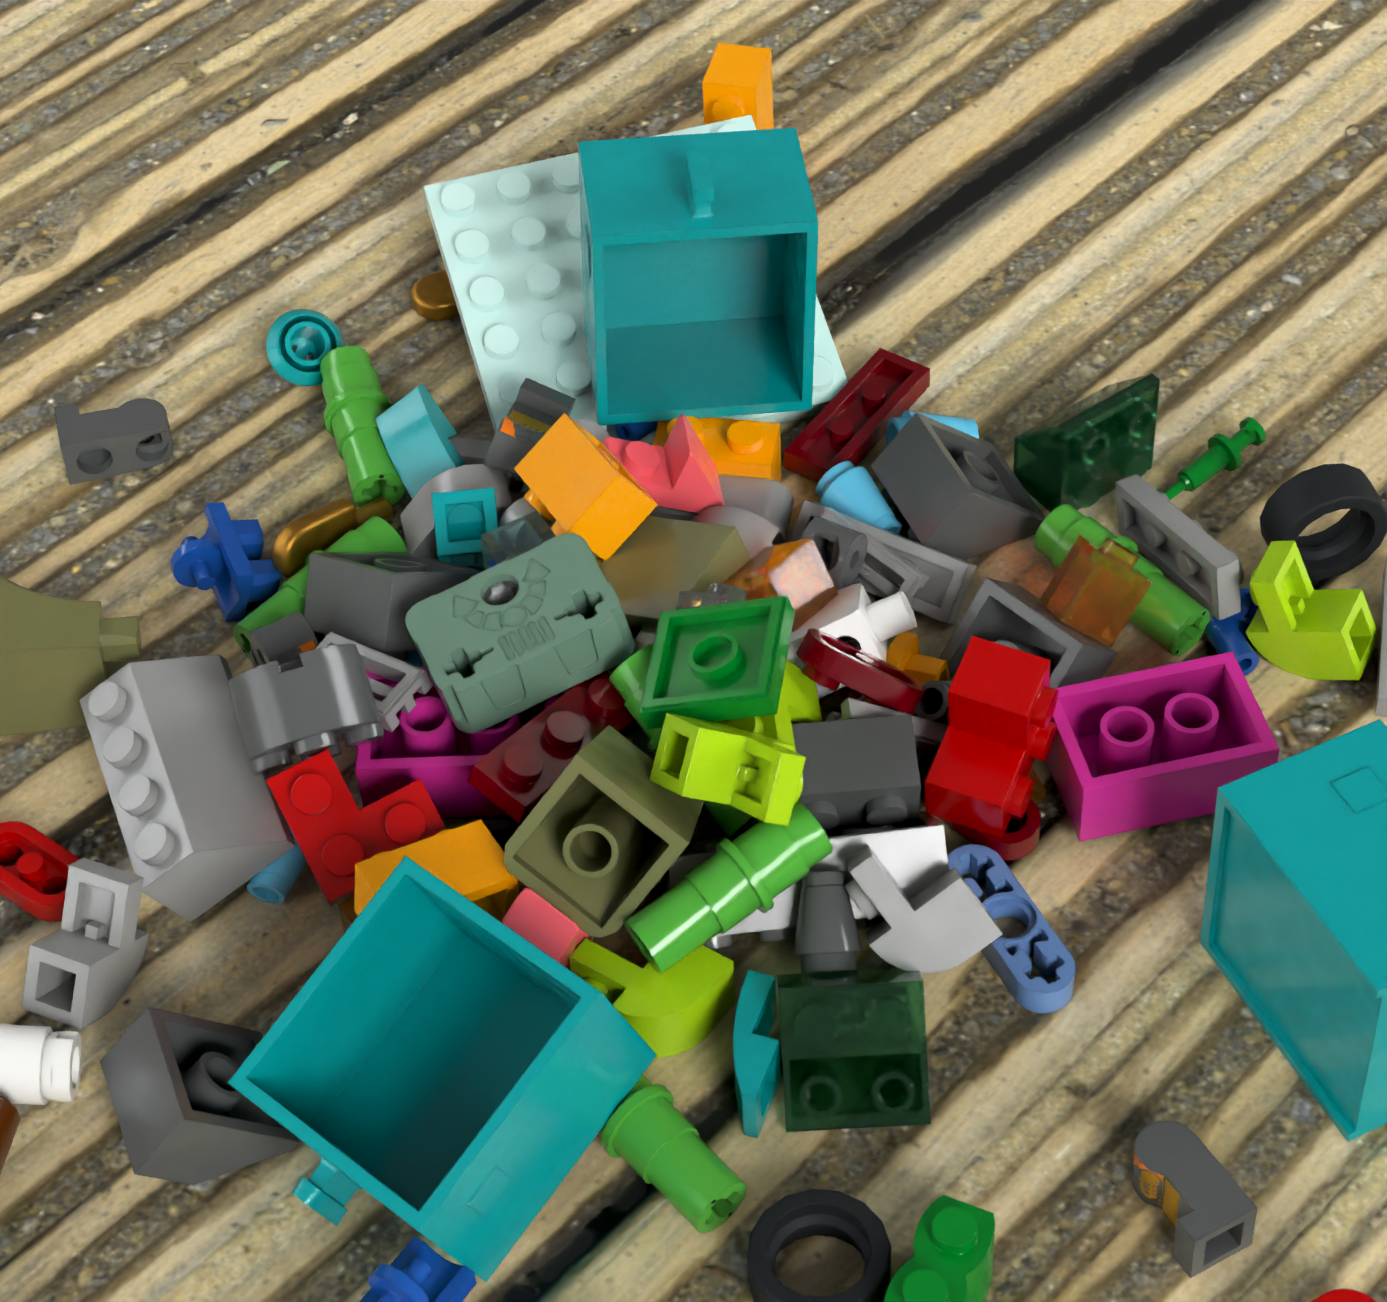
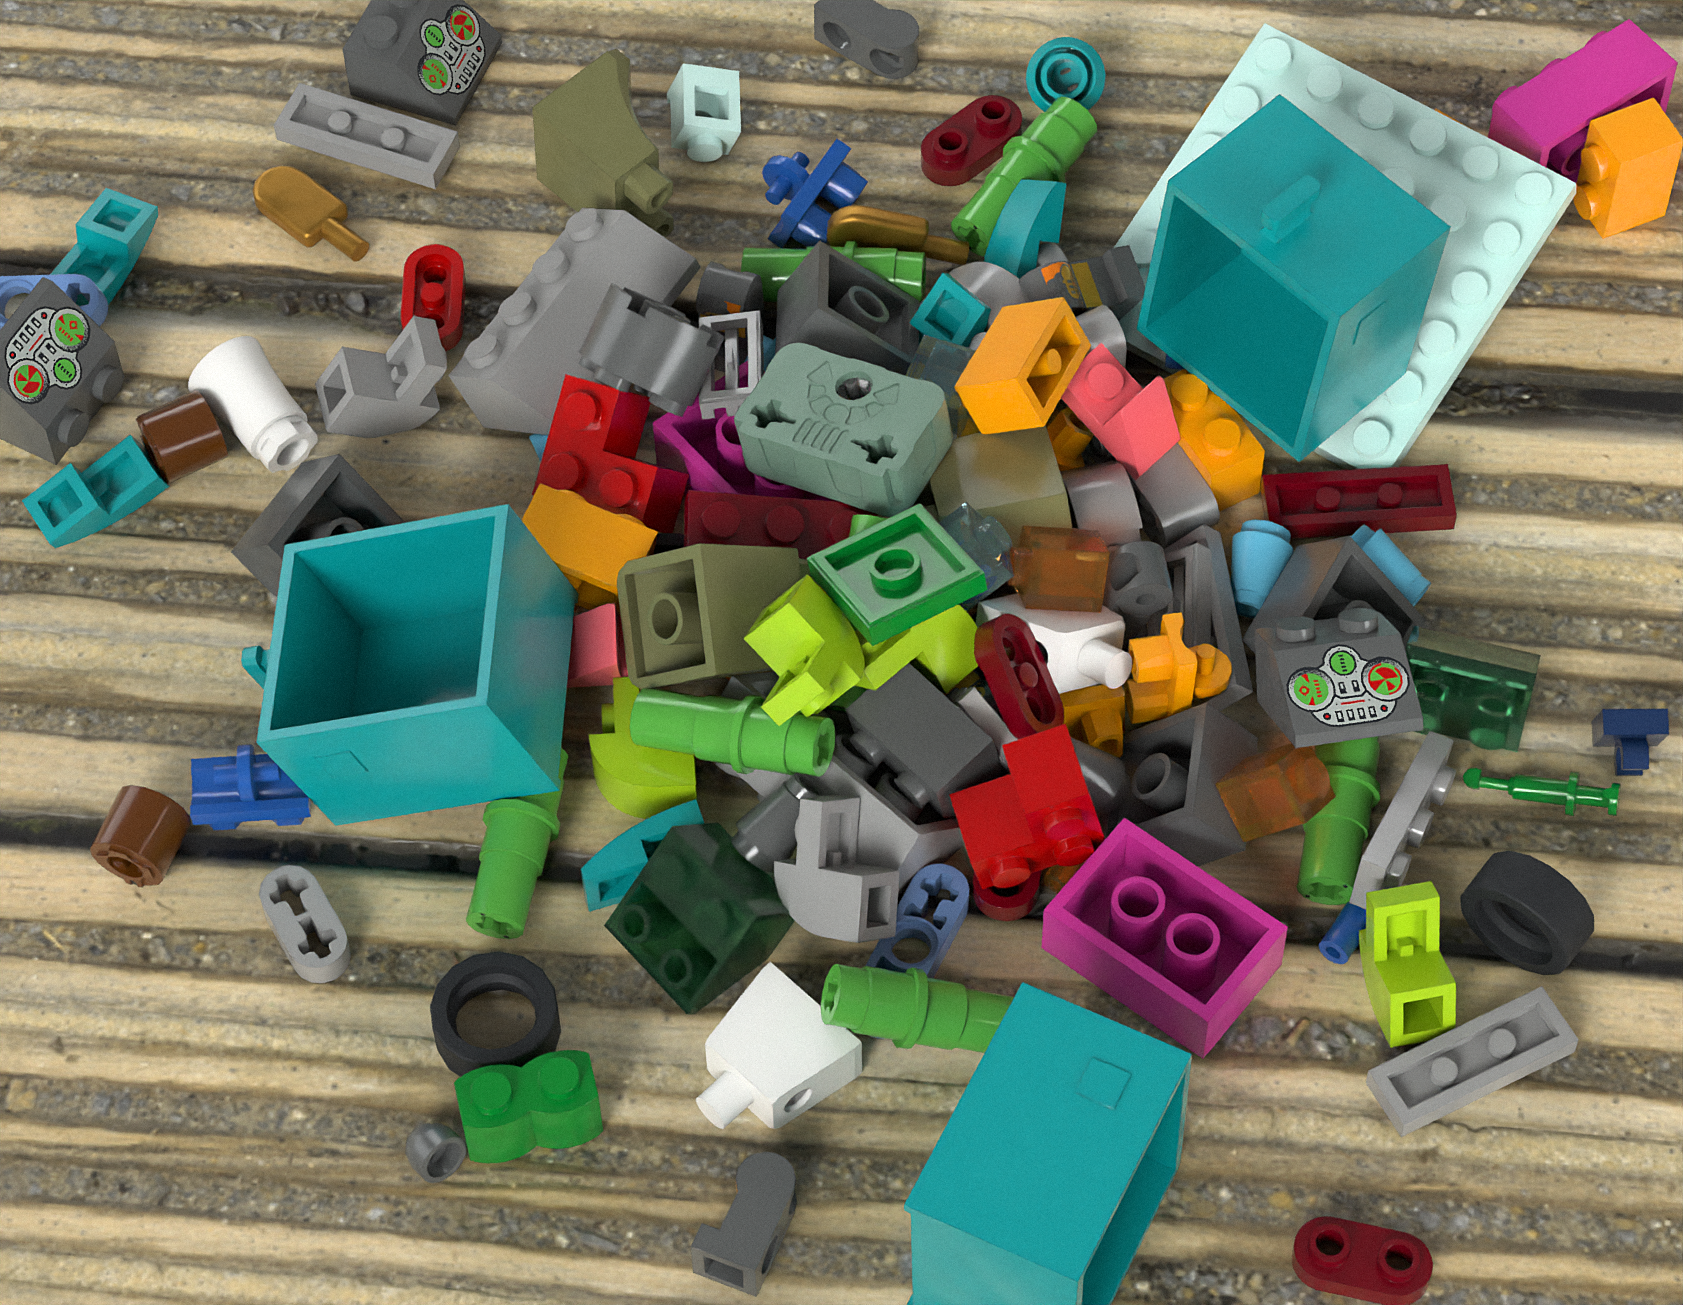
camera: 50 degrees right, 10 degrees up
(70, 569) = (705, 111): none -> light aqua brick
(283, 445) = (978, 136): none -> dark red plate
(664, 76) = (1553, 111): none -> dark pink brick
(934, 587) = (1171, 674): none -> light orange hips
(1034, 1073) = (775, 1055): none -> white torso
(1039, 491) = (1336, 678): none -> dark grey slope
(1096, 936) = (911, 1008): none -> bright green piece
(1210, 392) = (1630, 734): none -> dark blue tile

